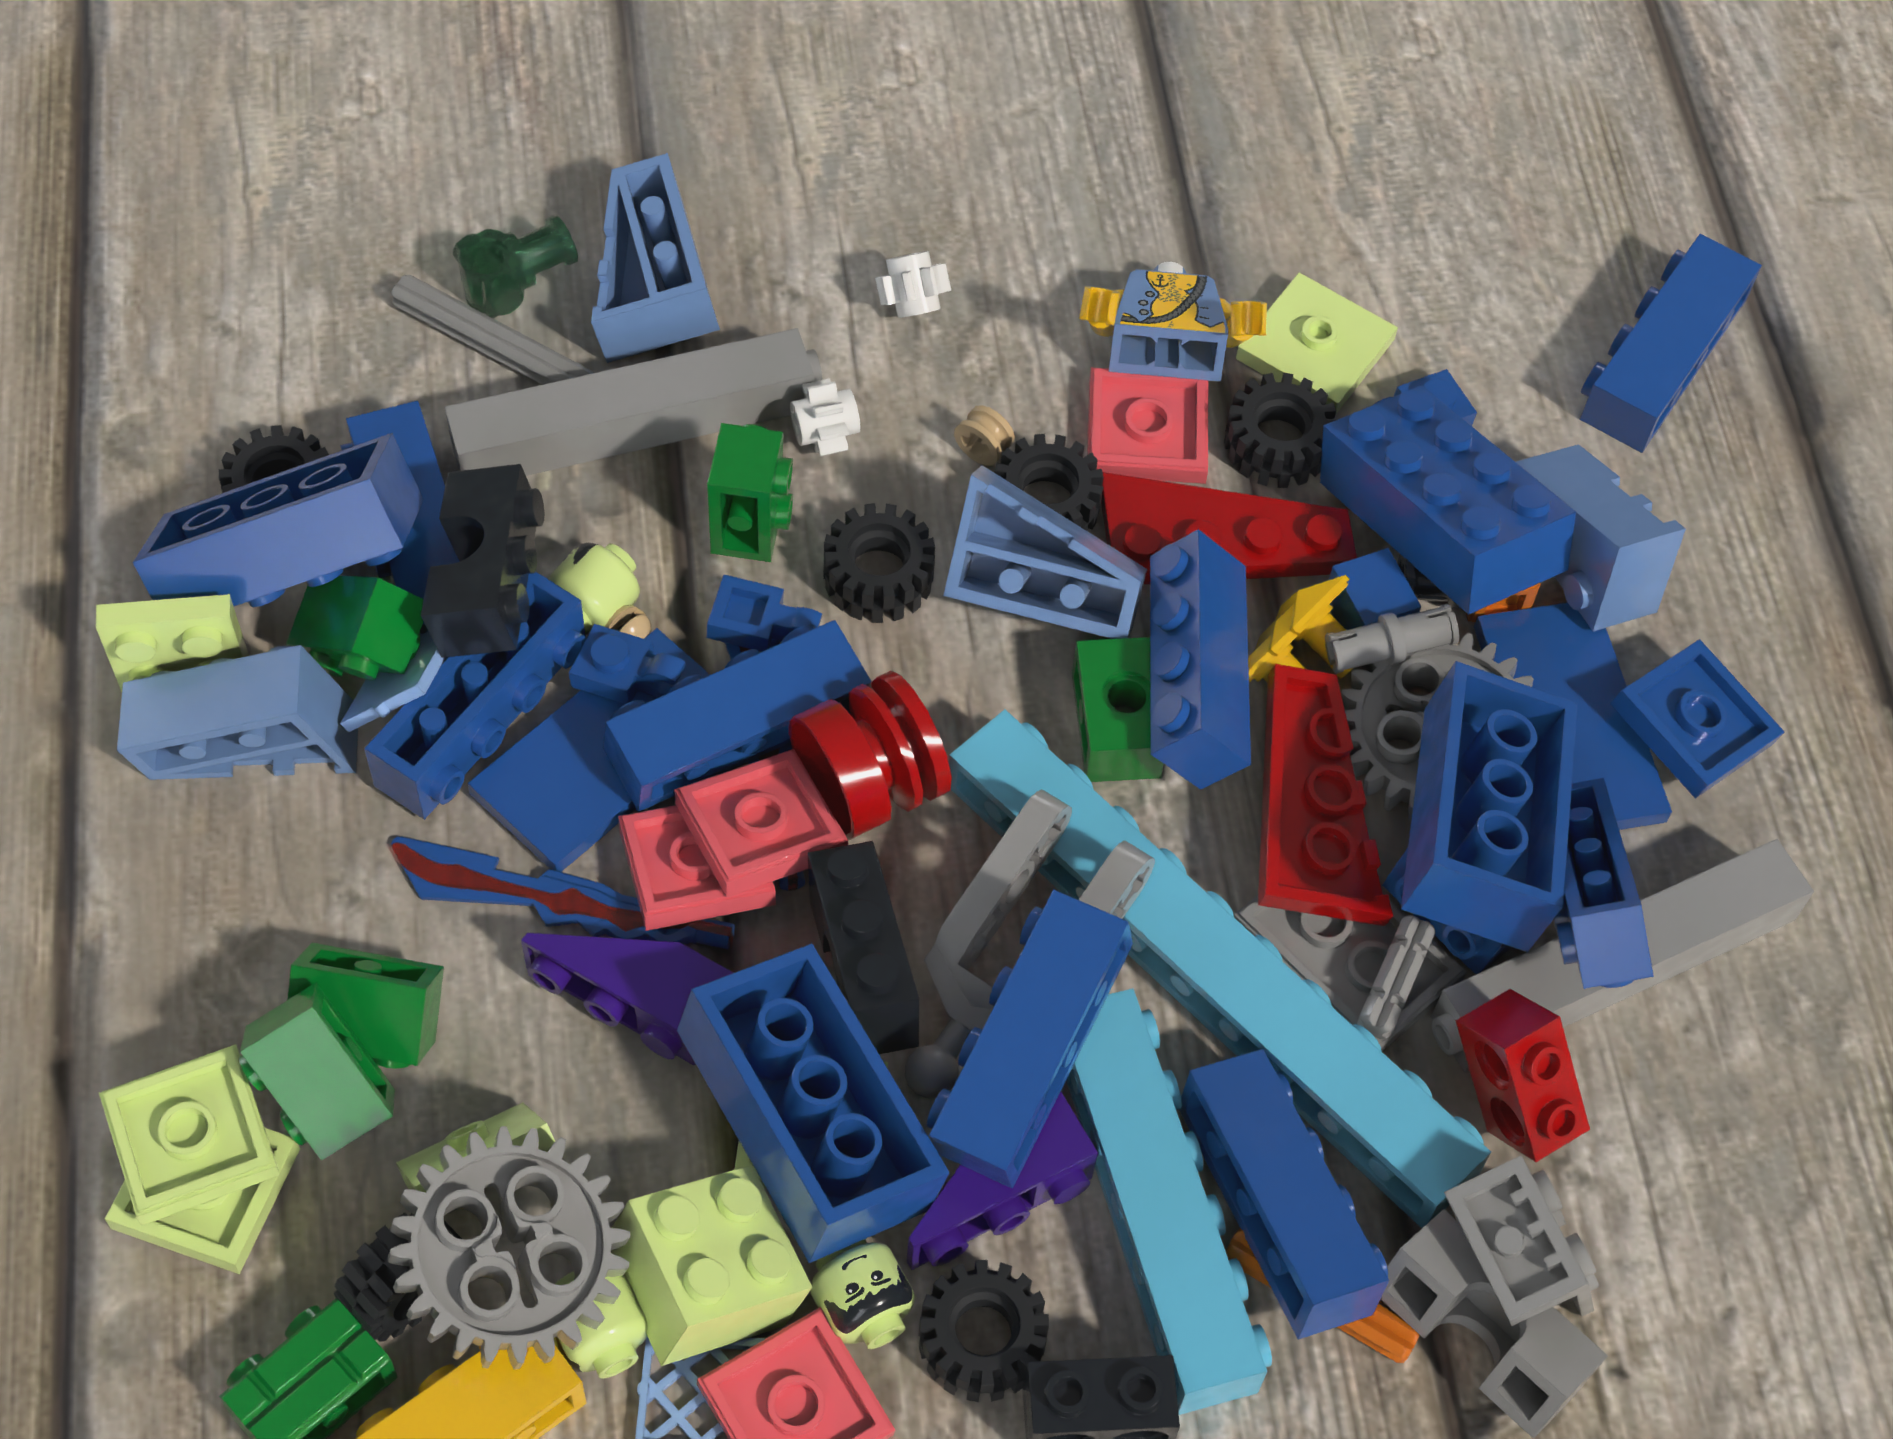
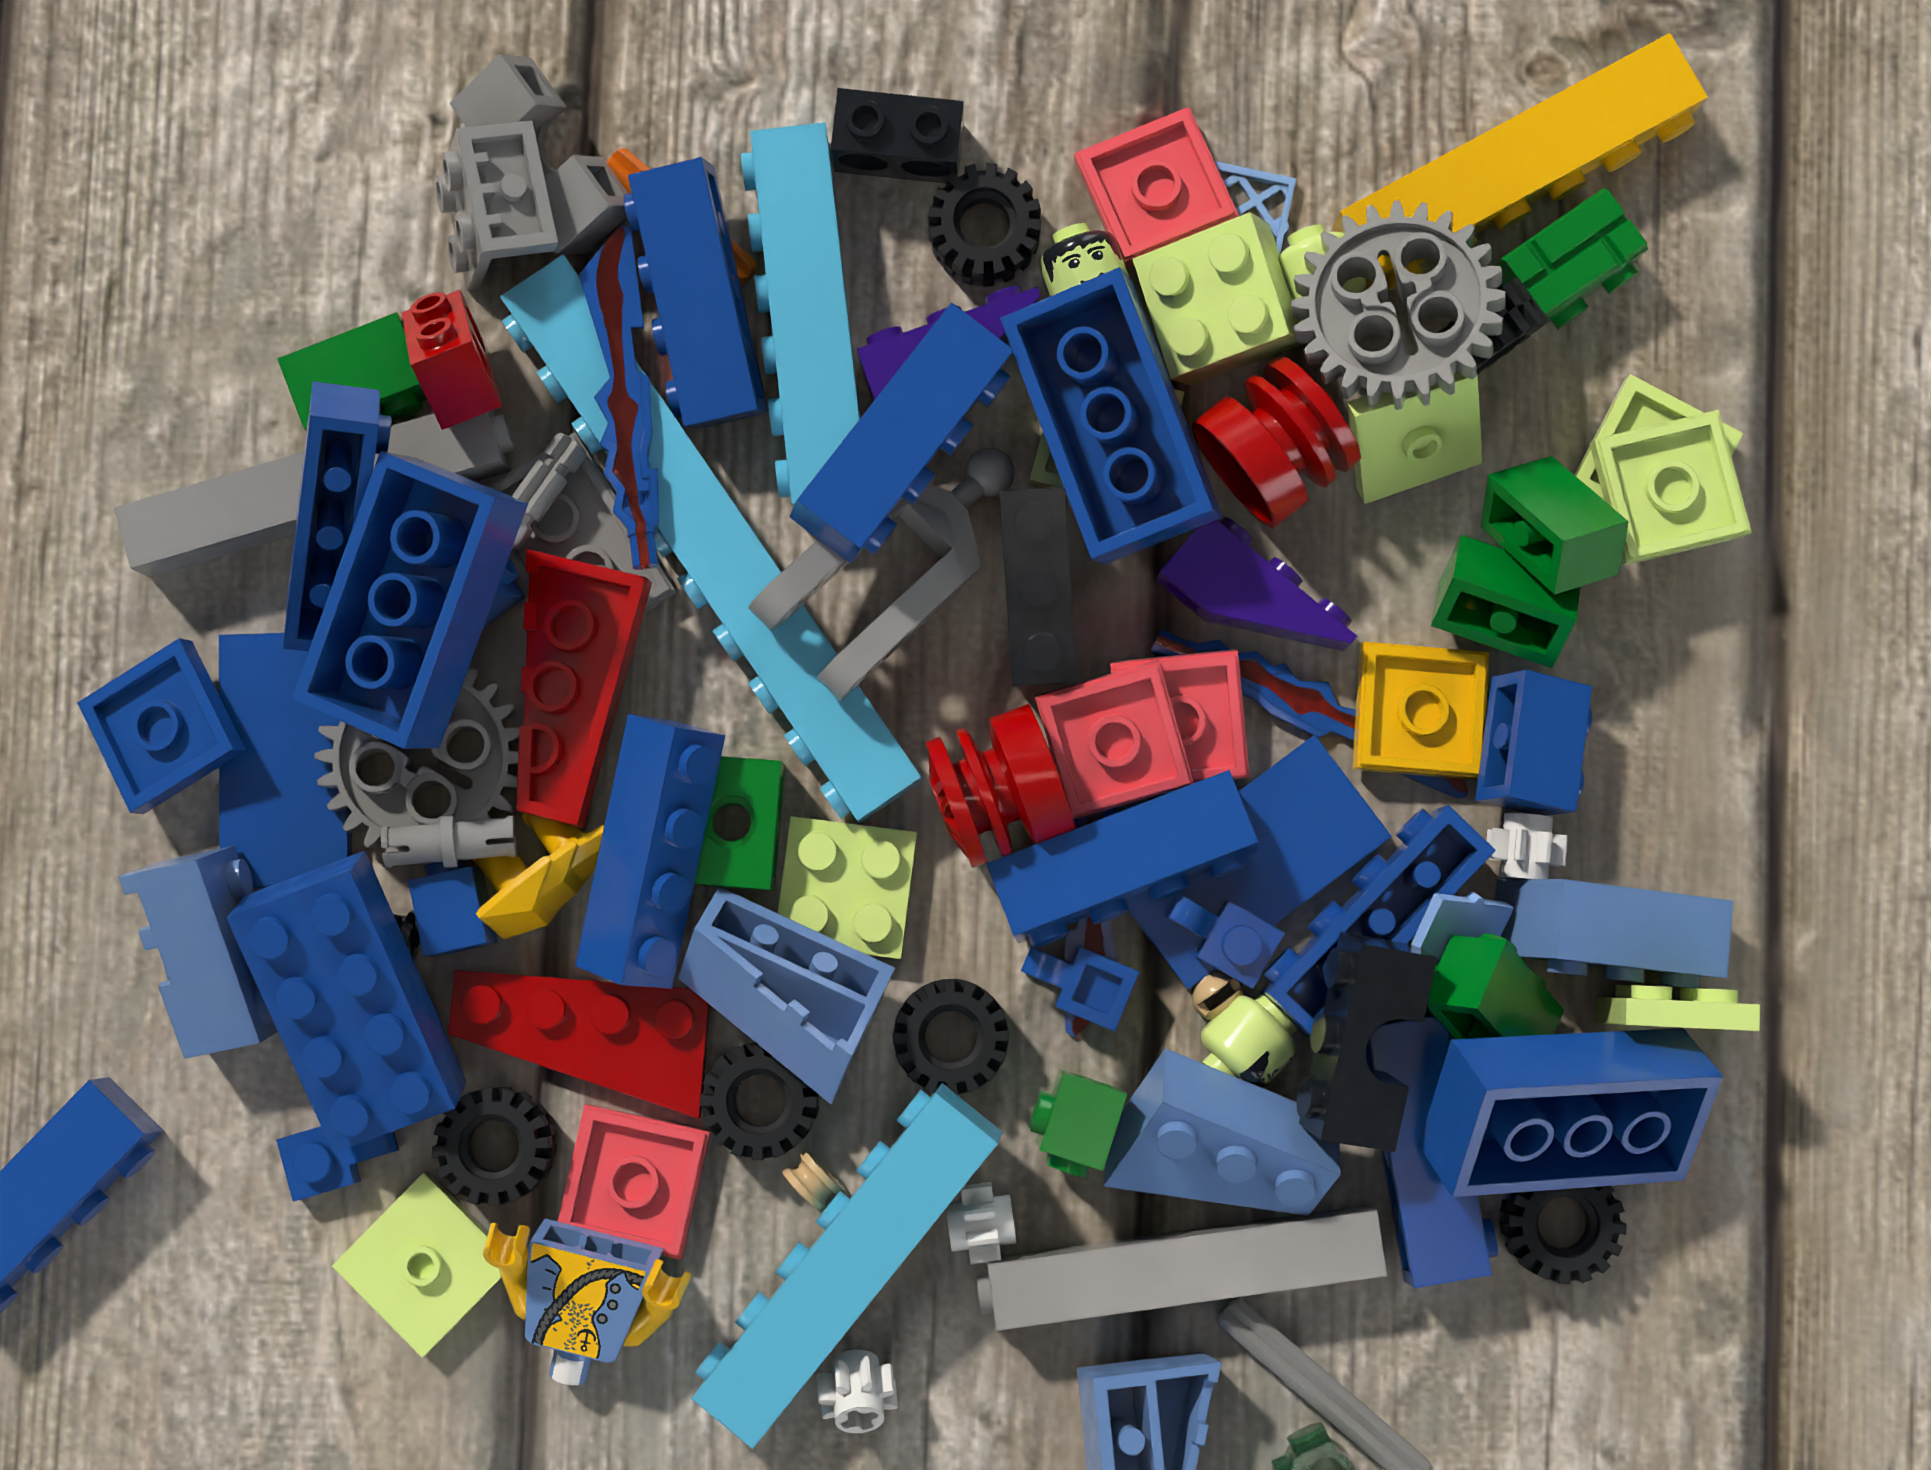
camera: 165 degrees left, 25 degrees up
(326, 872) = (1534, 743): none -> blue brick
(329, 784) = (1527, 846): none -> white gear
(448, 903) = (1420, 710): none -> yellow tile
(618, 492) = (1218, 1142): none -> medium blue wedge
(638, 1109) = (1288, 432): none -> red wheel
(938, 368) = (846, 1265): none -> medium azure brick
(1002, 667) = (849, 883): none -> yellowish green plate
(1364, 1153) = (625, 399): none -> blue sword
(1627, 1052) = (362, 357): none -> green brick

